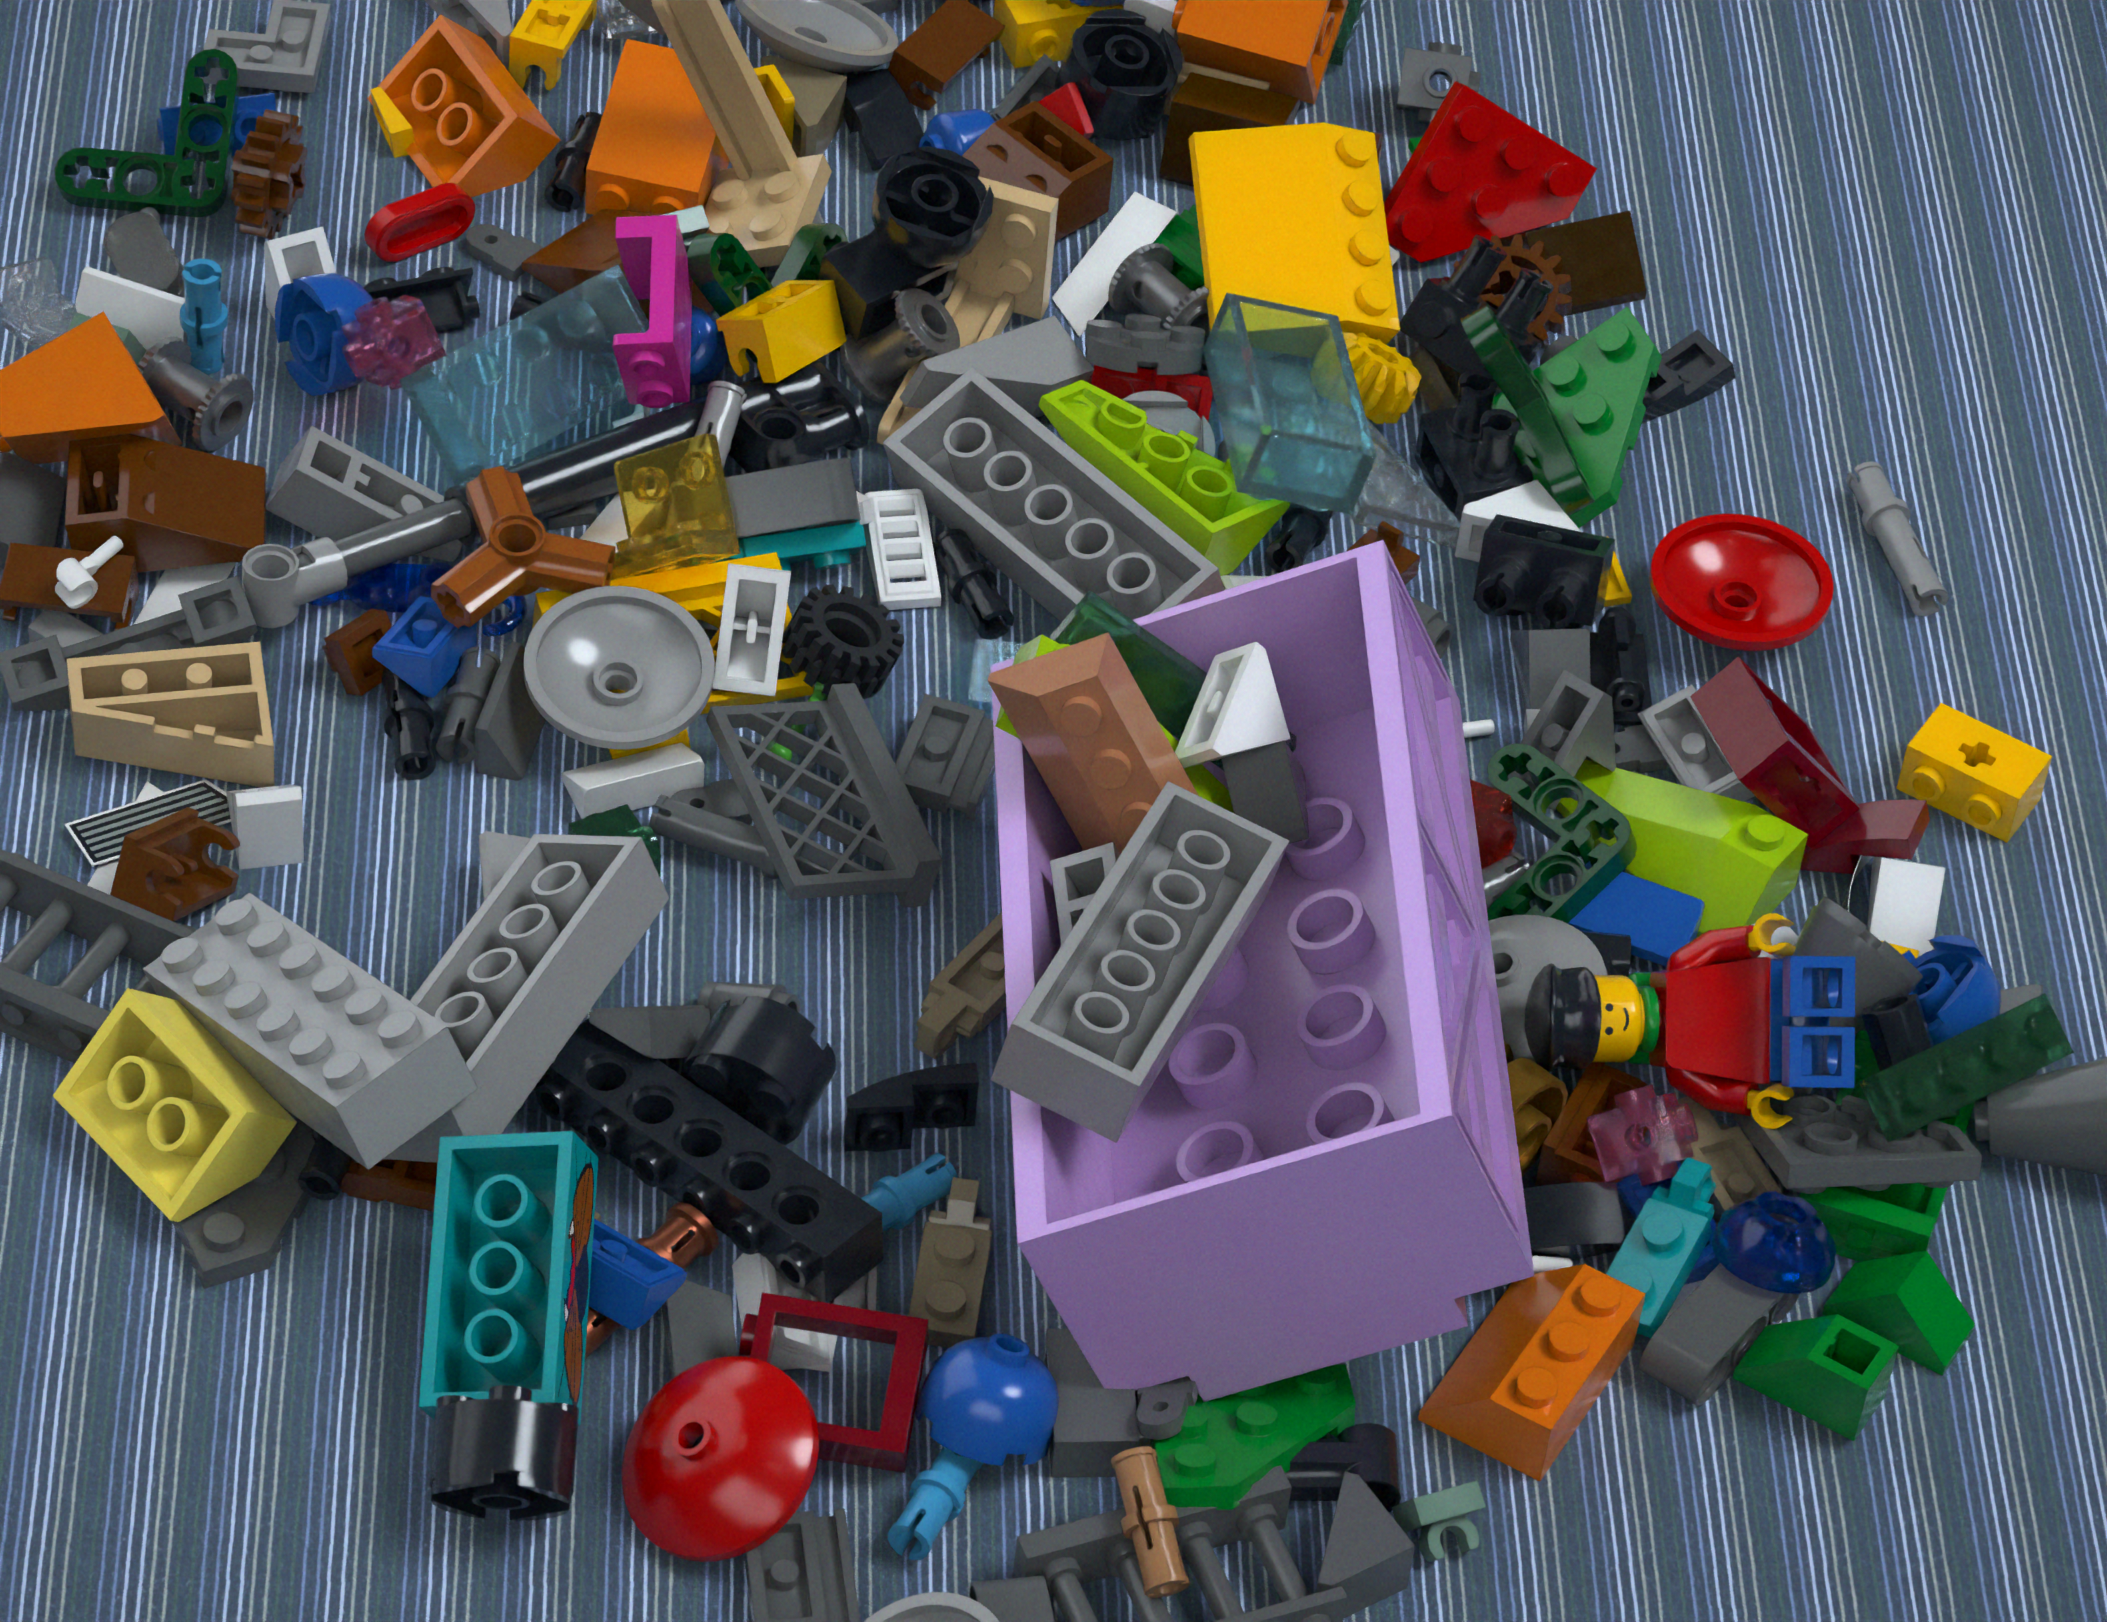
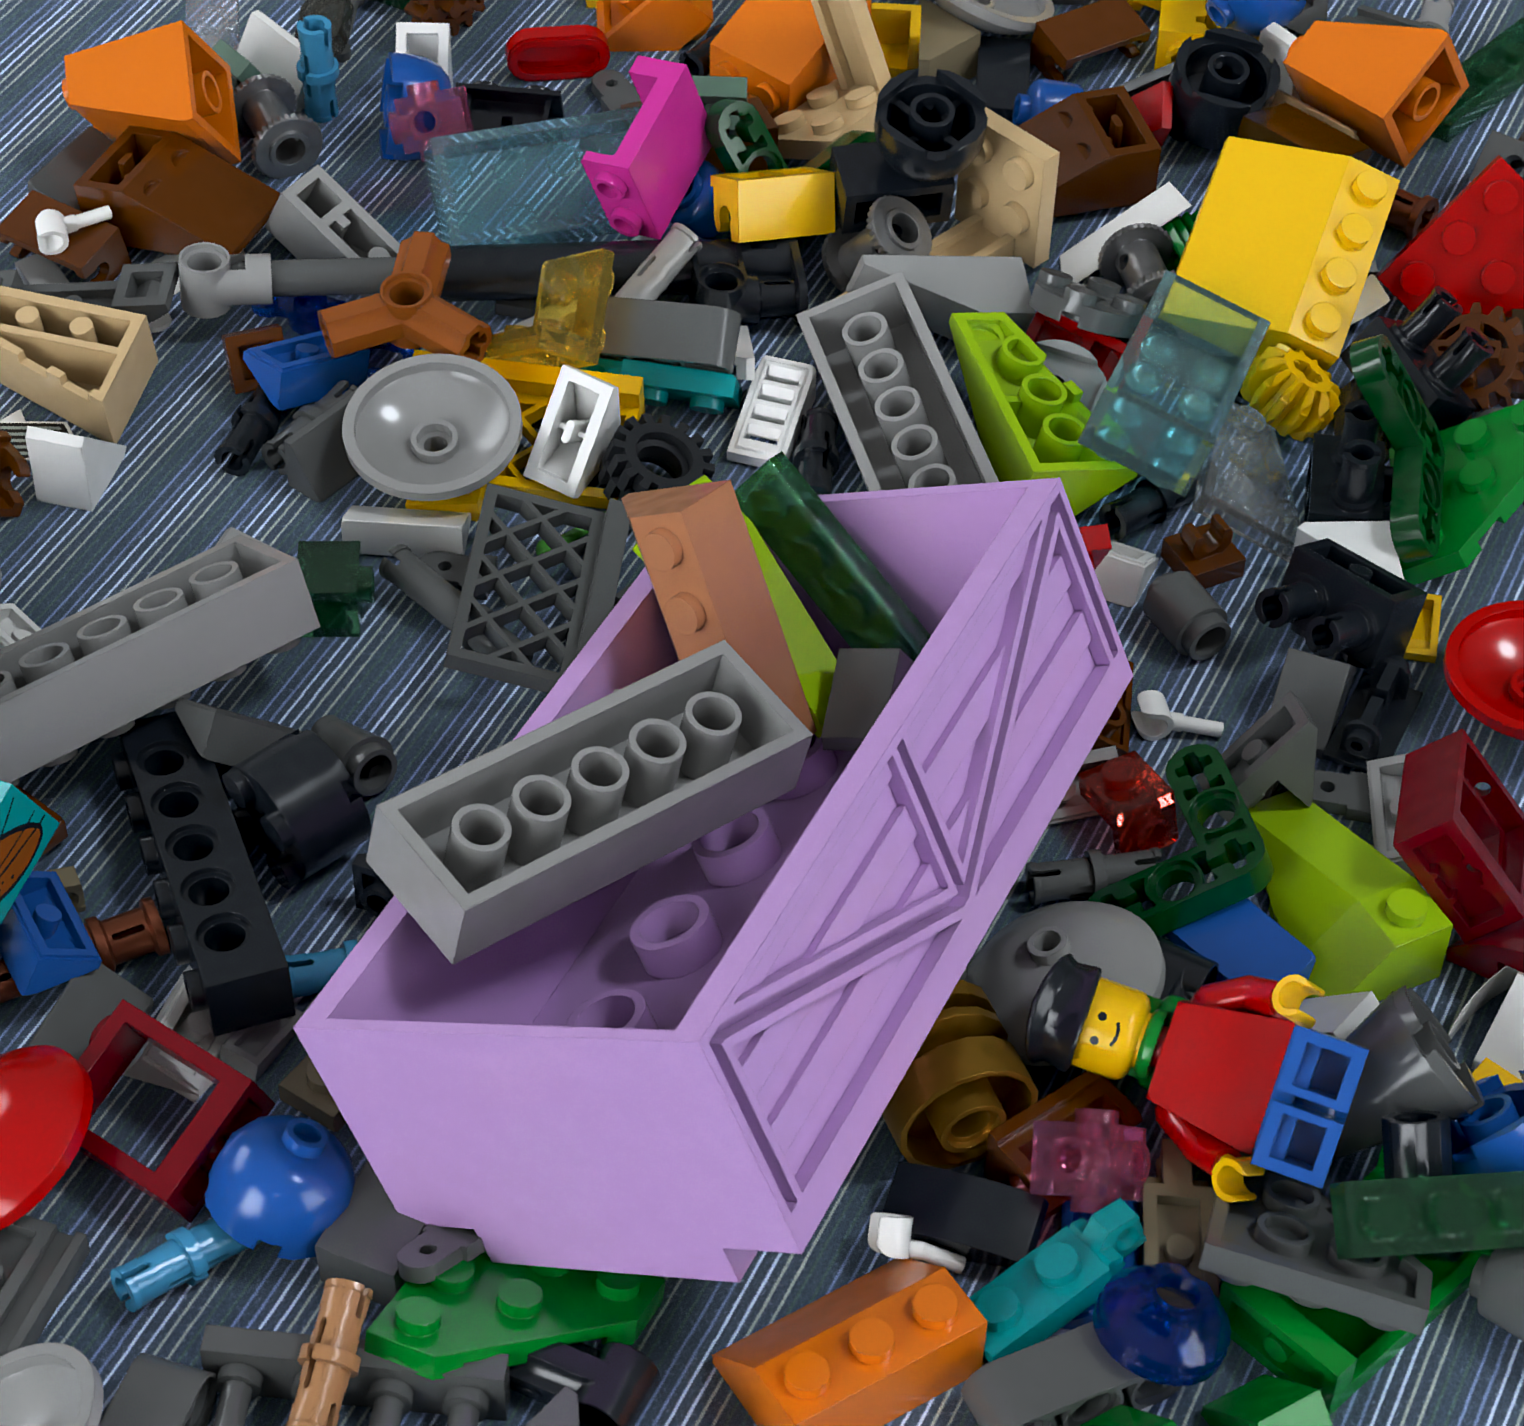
camera: 30 degrees right, 0 degrees up
(1234, 708) = (868, 609): white slope -> none

